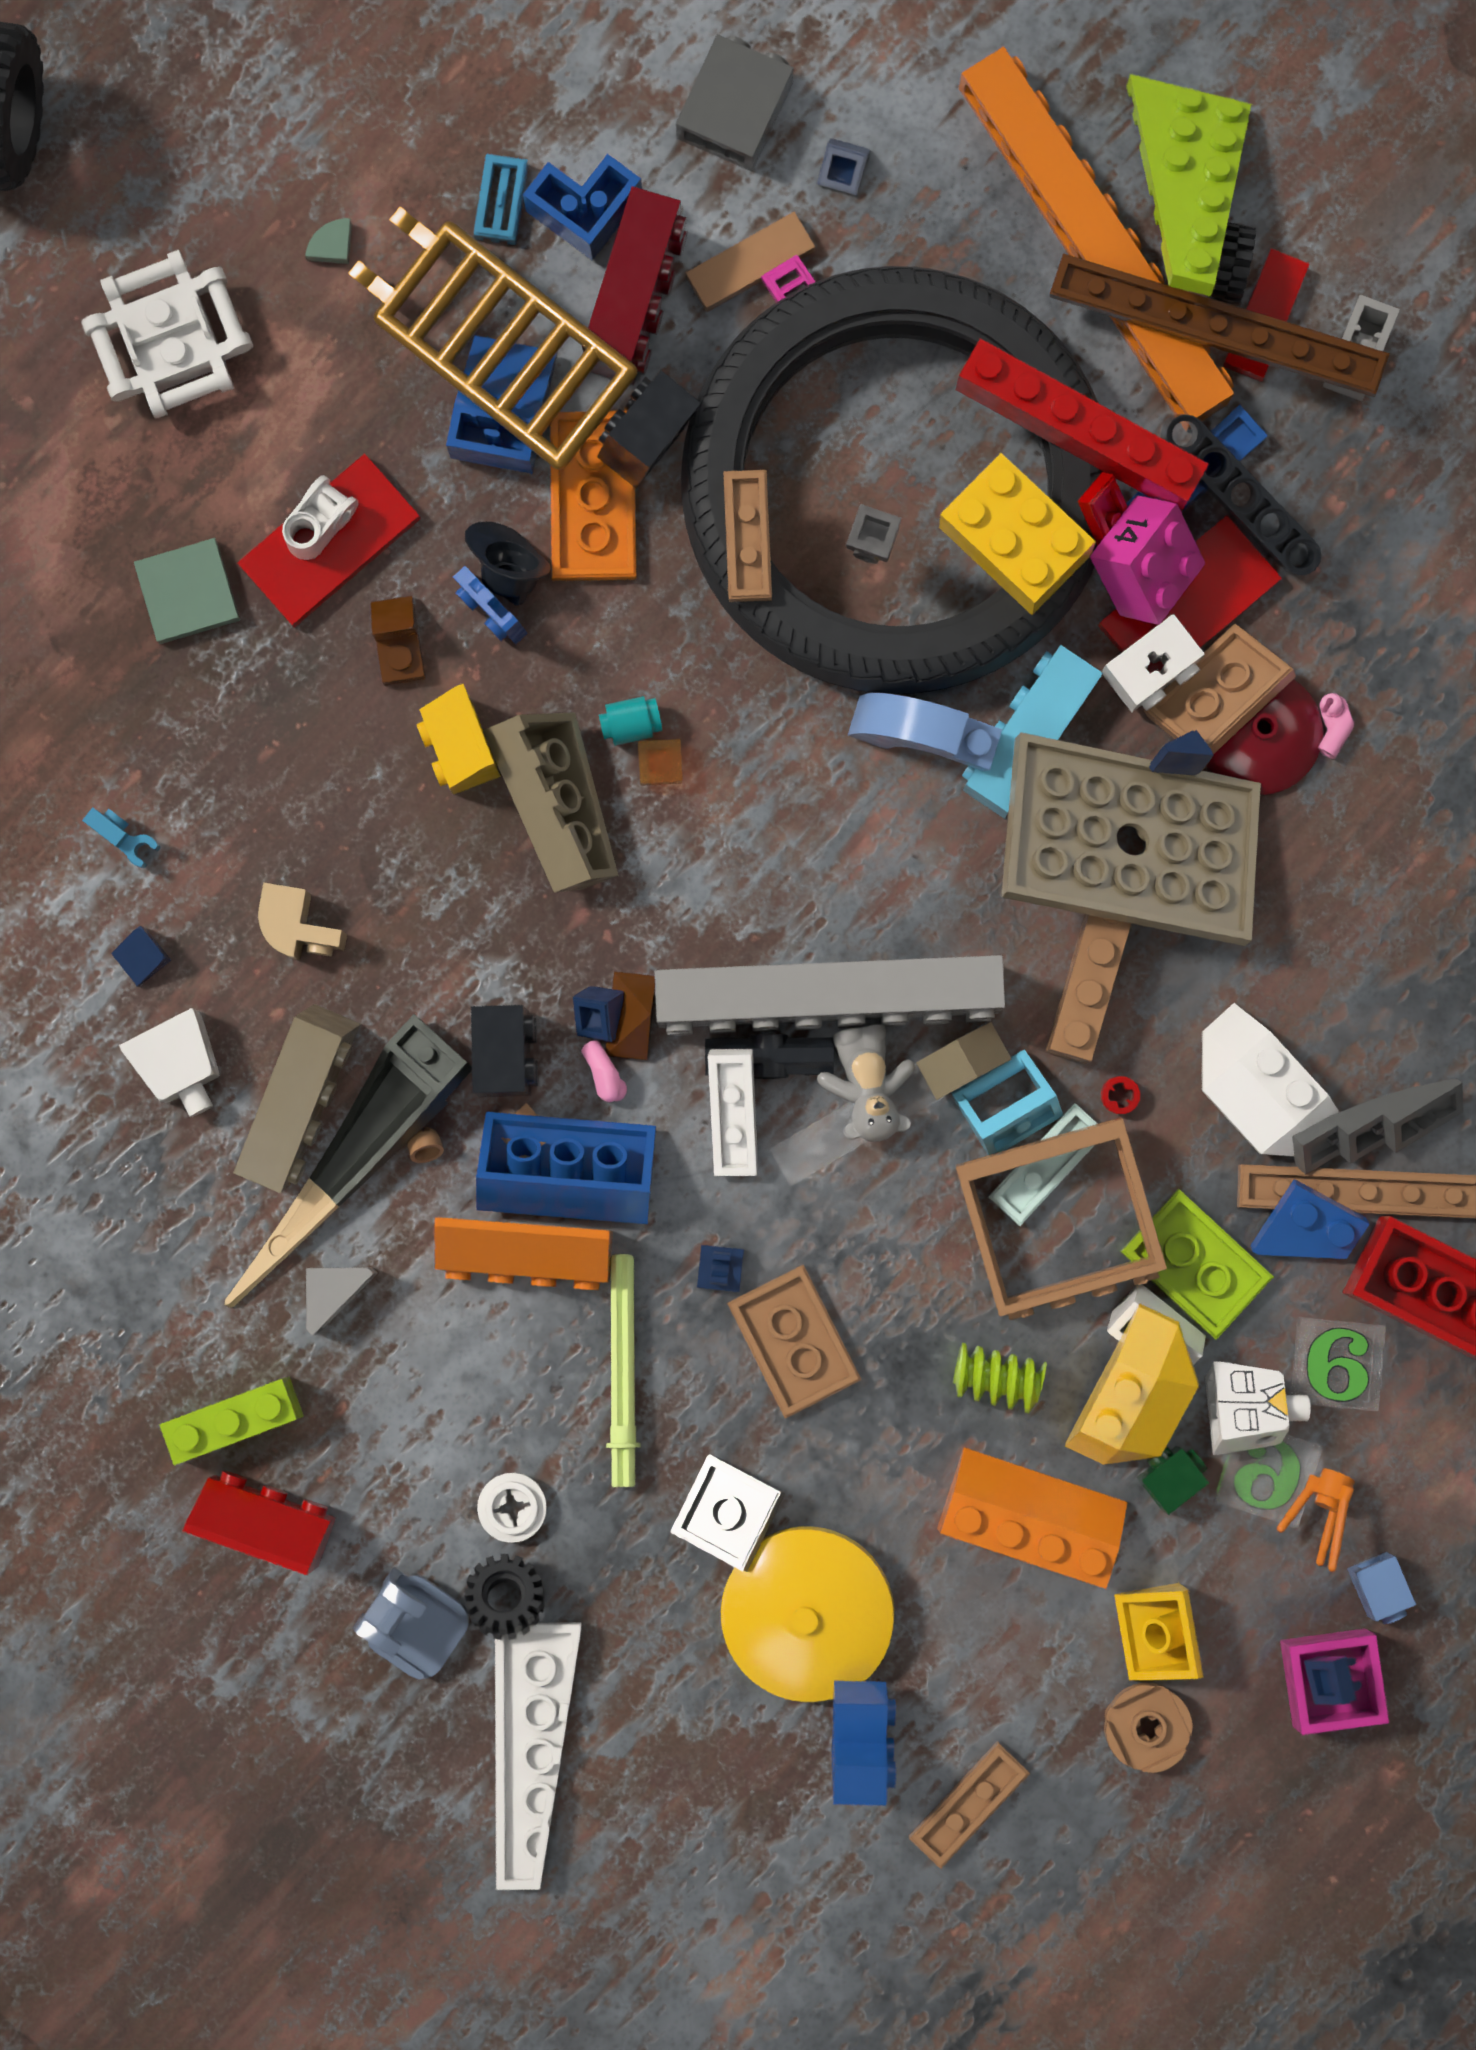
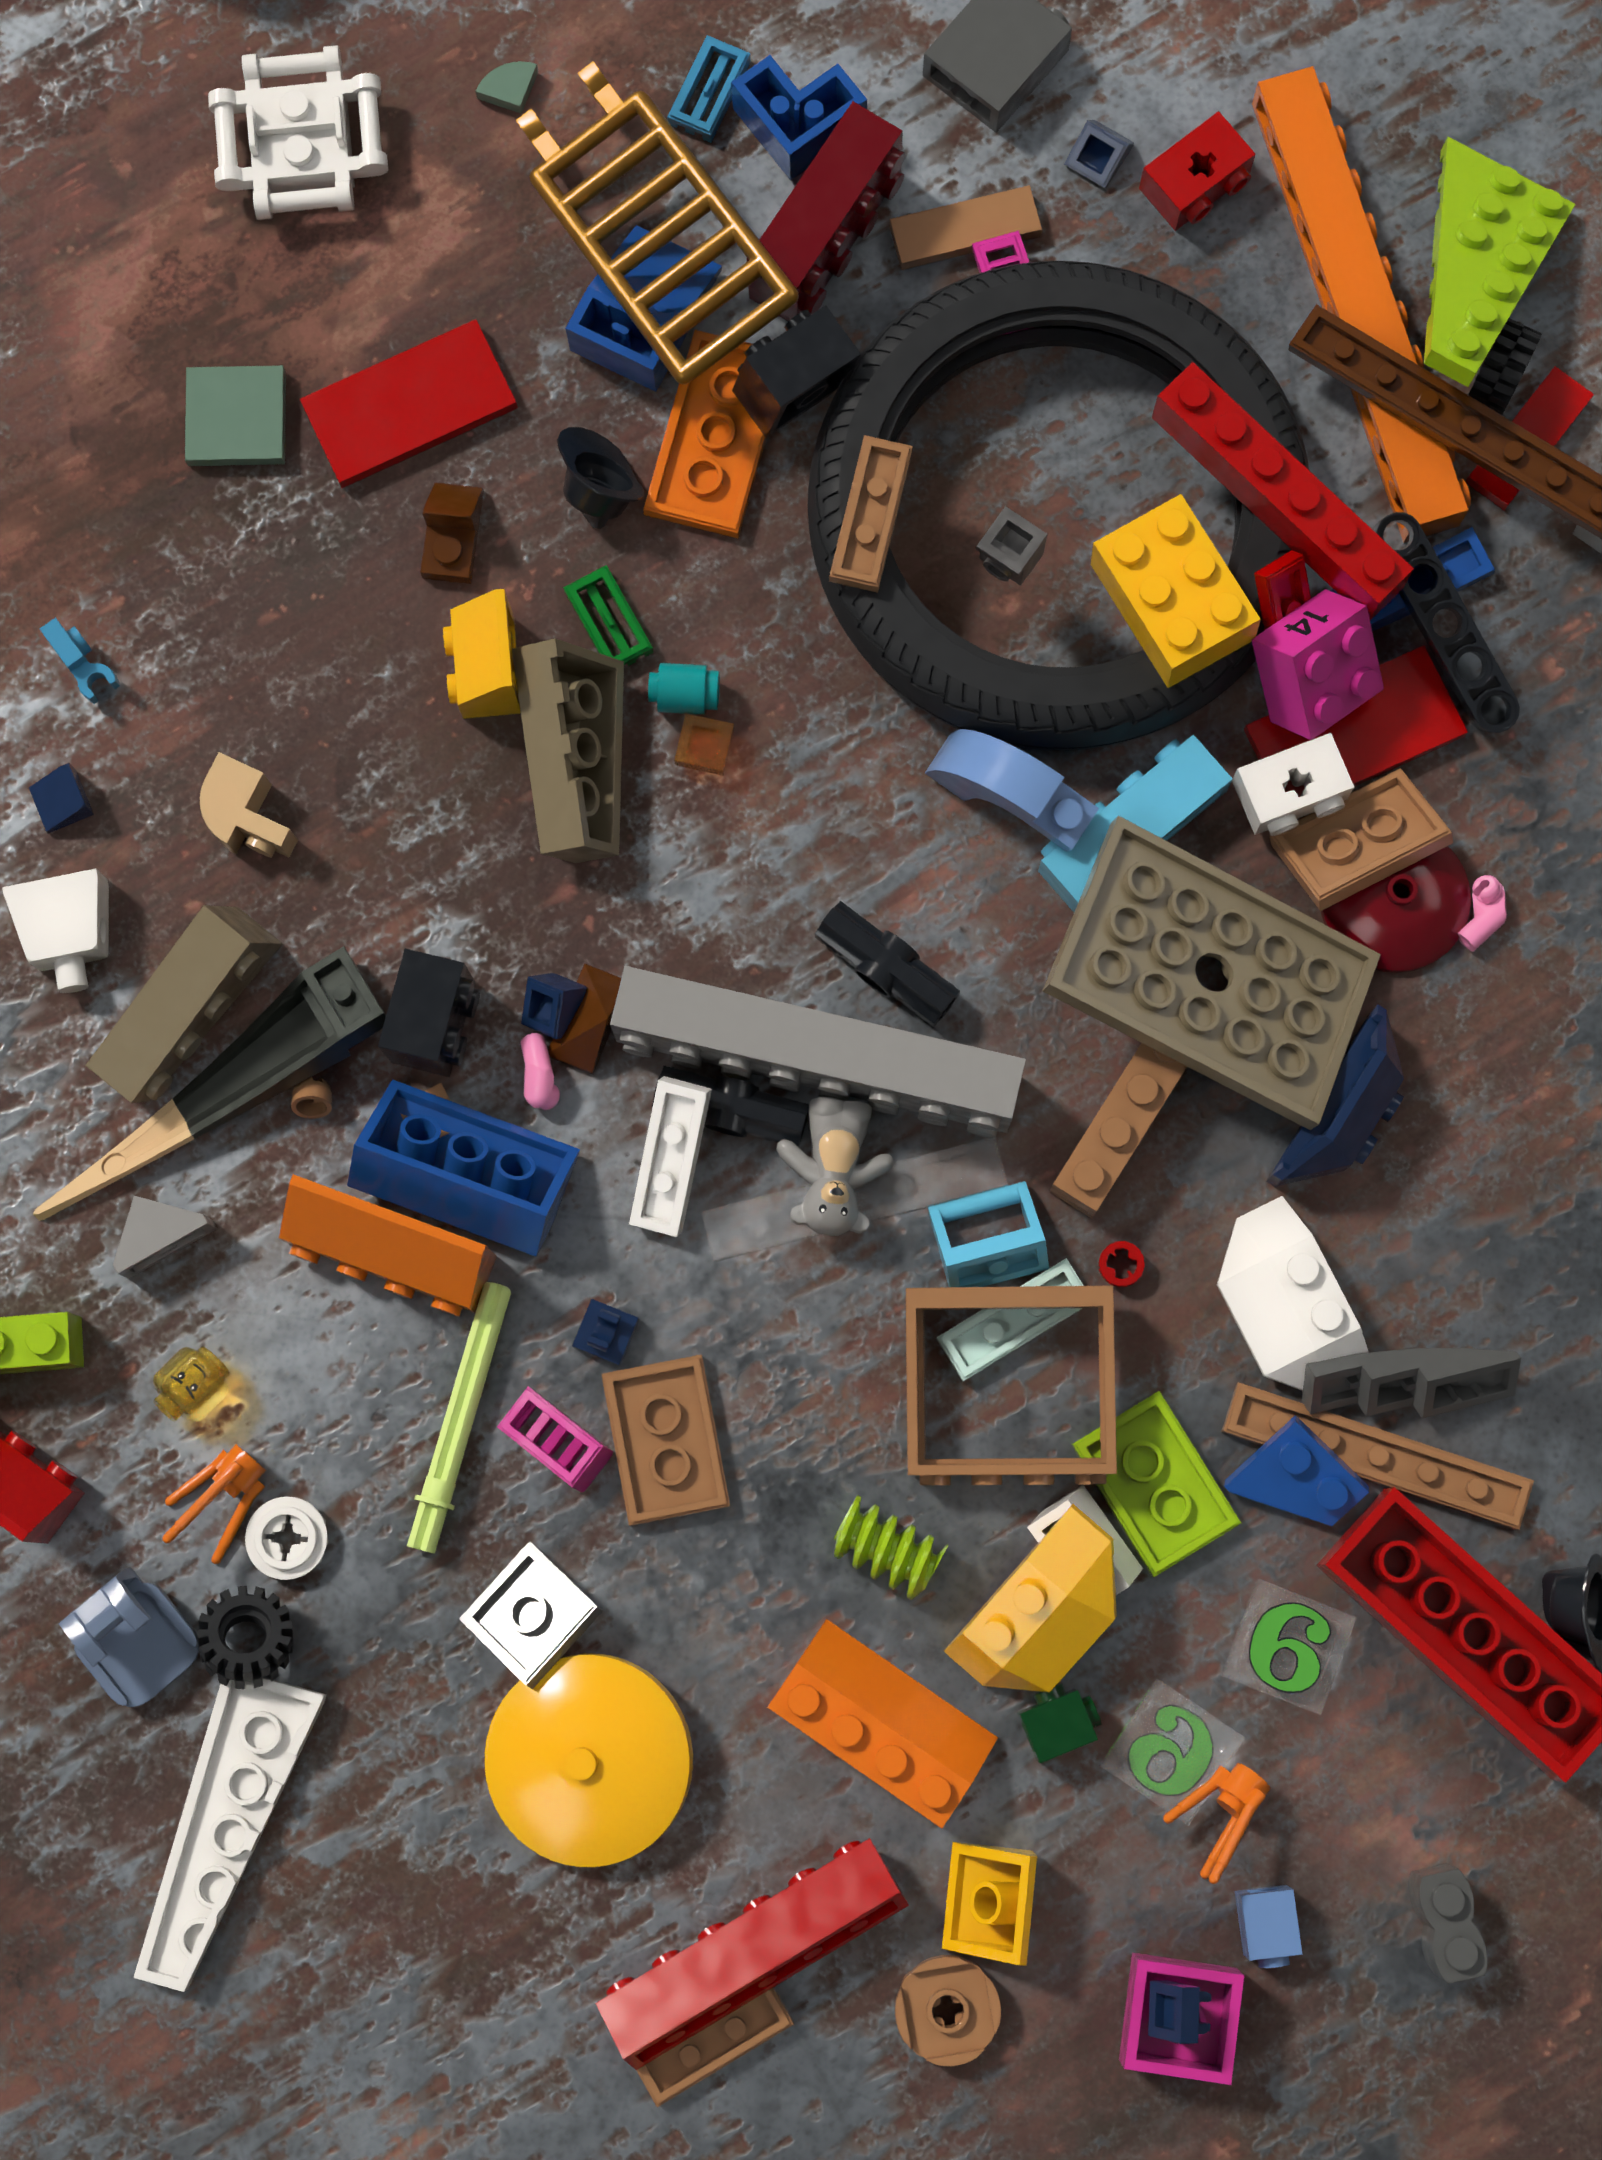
camera: 20 degrees right, 5 degrees down
(322, 511) = (406, 364): white piece -> none
(397, 1407) = (190, 1384): none -> clear yellow head
(455, 1468) = (233, 1473): none -> orange plant
(475, 594) = (571, 539): blue wing -> none
(523, 652) = (587, 583): none -> green tile
(739, 1378) = (590, 1463): none -> dark pink slope
(860, 1746) = (603, 1933): blue brick -> none
(862, 903) = (887, 963): none -> black piece
(936, 139) = (1210, 150): none -> red brick
(963, 1060) = (951, 1172): dark tan slope -> none
(983, 1727) = (750, 1953): none -> brick
(1183, 755) = (1297, 894): dark blue slope -> none
(1250, 1407) = (1171, 1666): white torso -> none
(1278, 904) = (1359, 1098): none -> dark blue wedge

